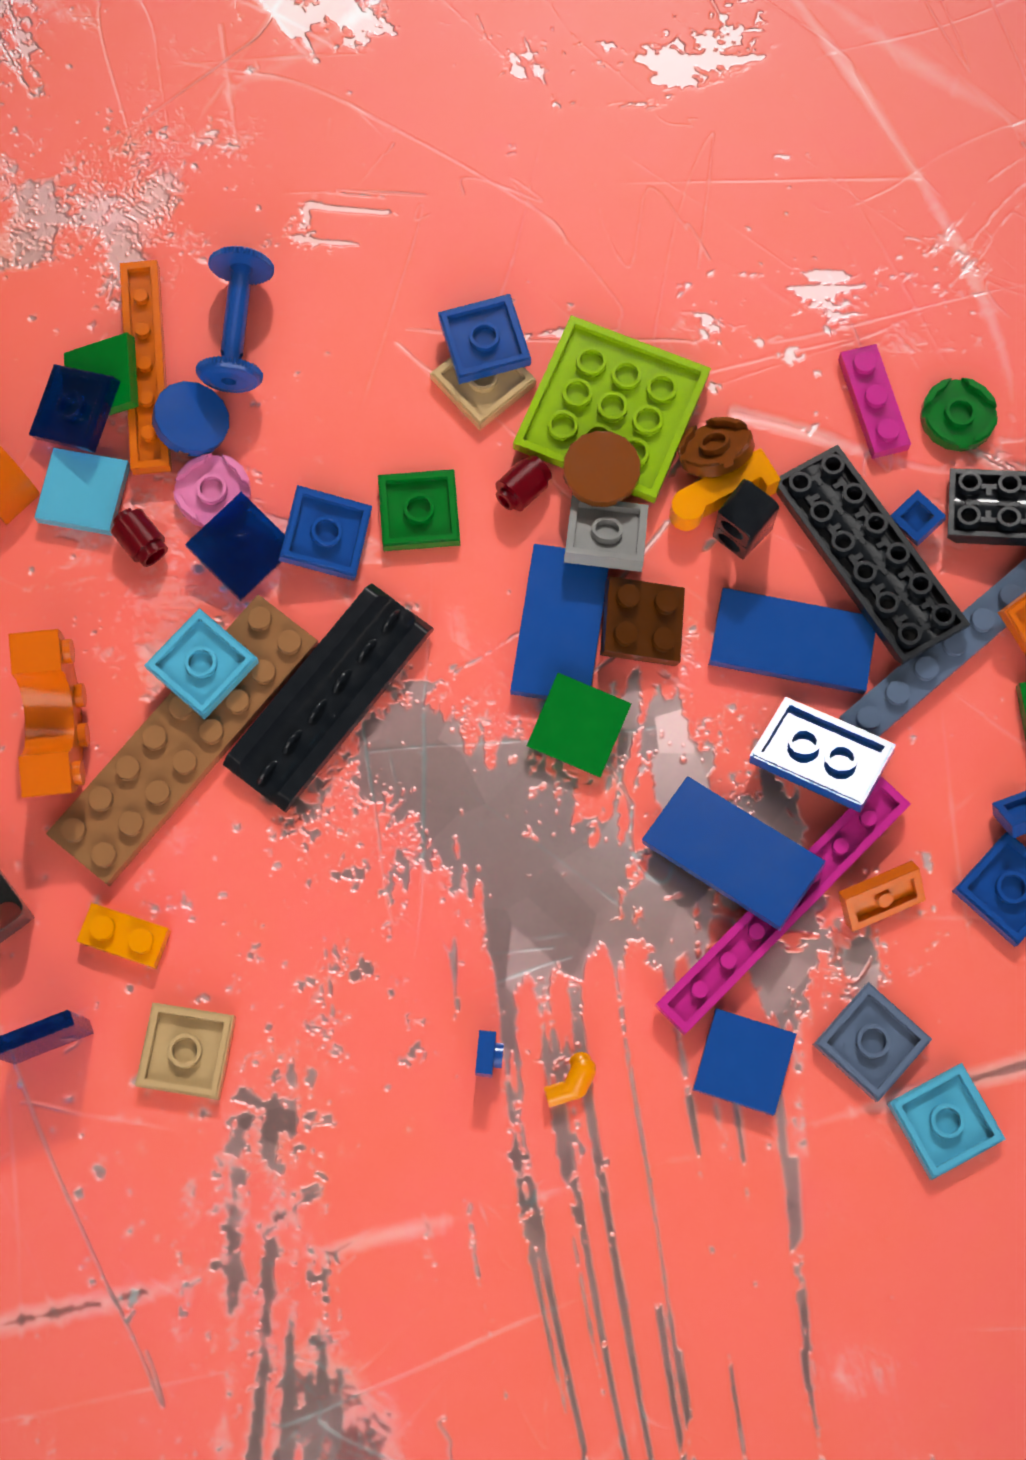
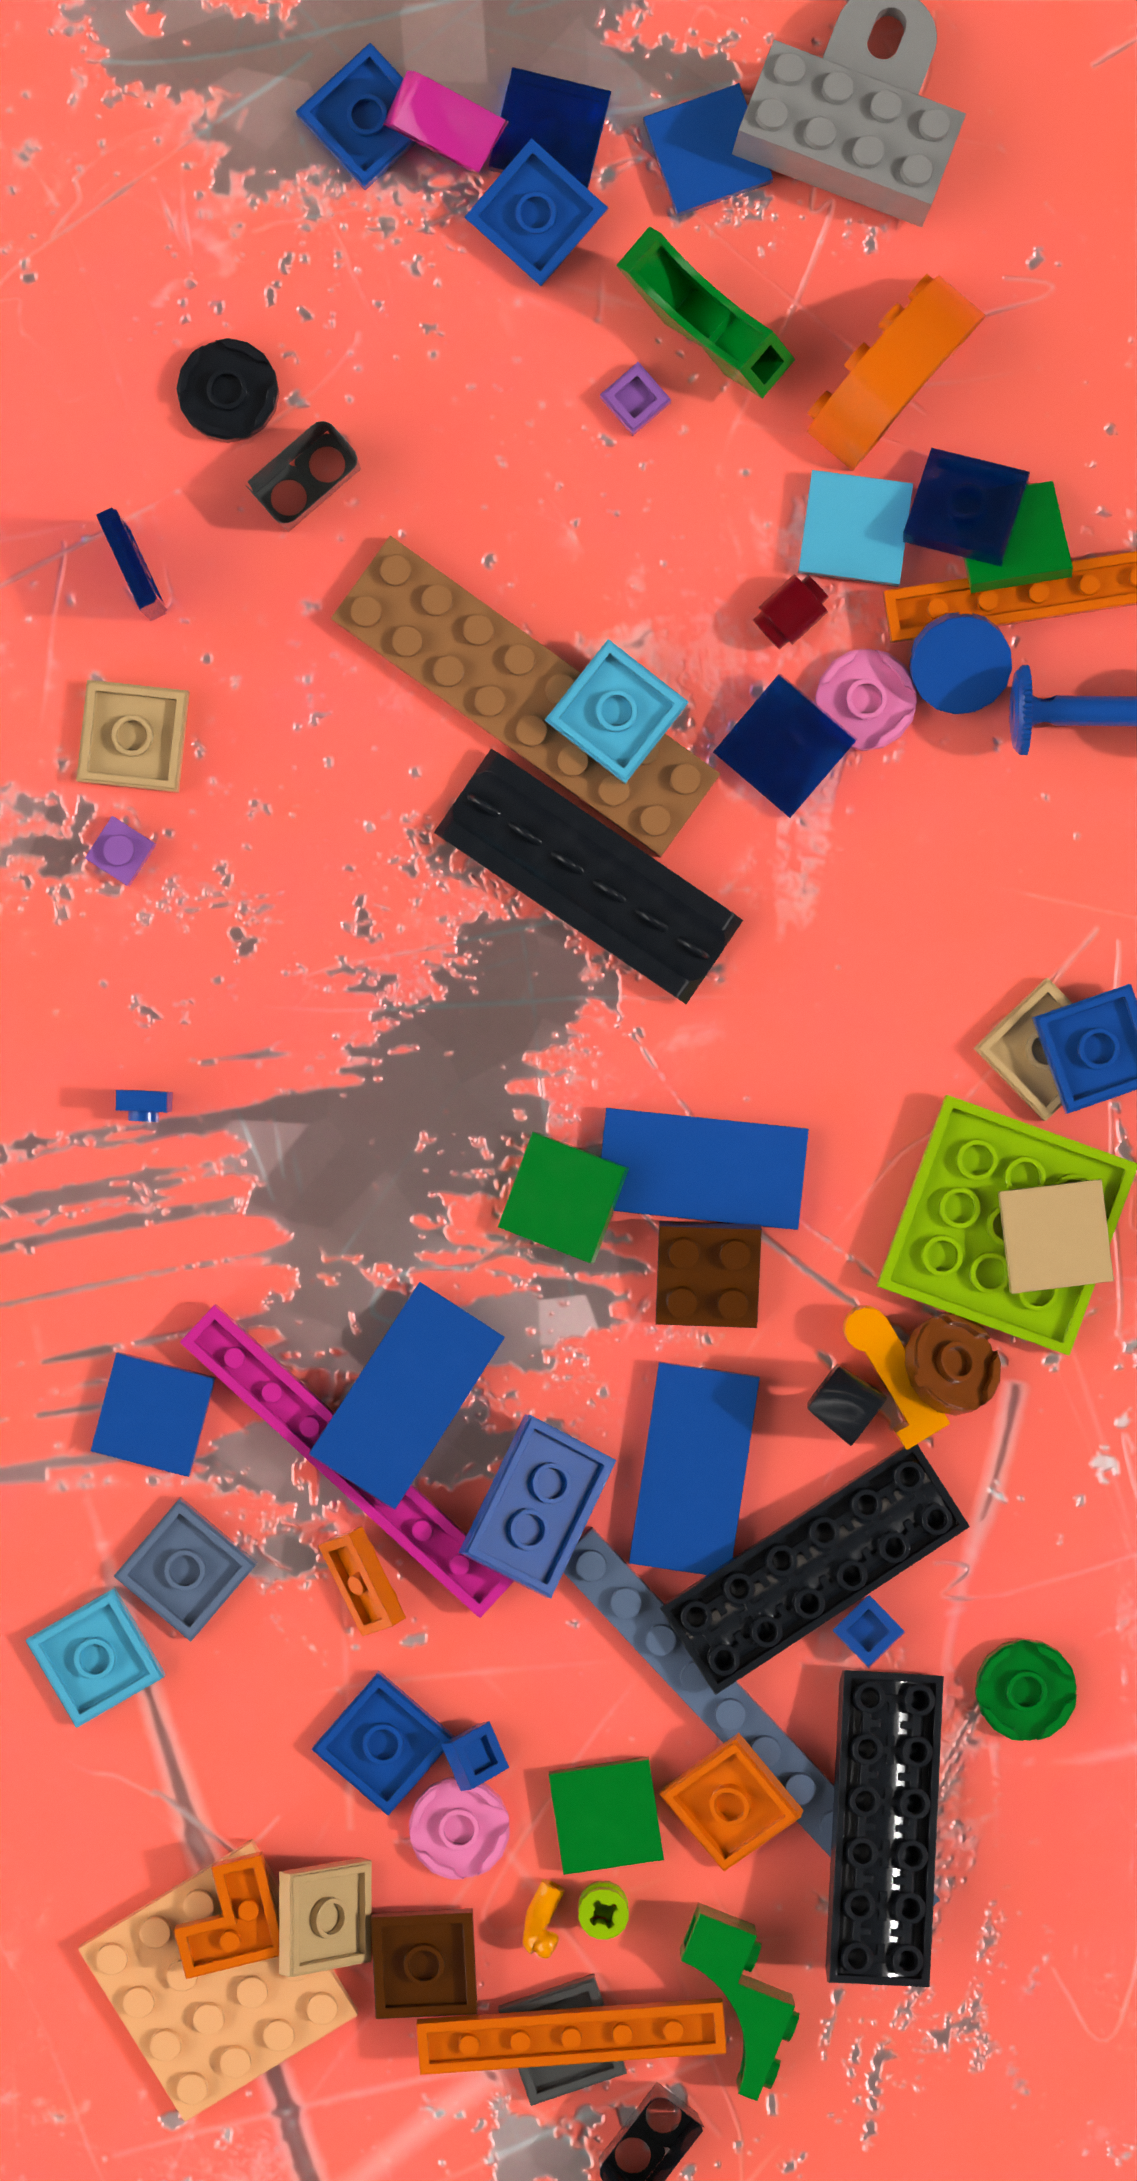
camera: 85 degrees right, 15 degrees up
(52, 712) = (527, 530): orange brick -> none
(123, 935) = (269, 645): light orange plate -> none
(279, 1065) = (120, 851): none -> medium lavender plate
(325, 533) = (809, 854): blue tile -> none
(419, 510) = (851, 974): green tile -> none
(523, 483) = (891, 1110): dark red brick -> none
(576, 1083) = (116, 1211): light orange arm -> none
(601, 468) = (911, 1214): dark orange tile -> none
(607, 535) = (823, 1223): light grey plate -> none
(622, 370) = (1055, 1236): none -> tan tile
(874, 401) = (1039, 1576): dark pink plate -> none

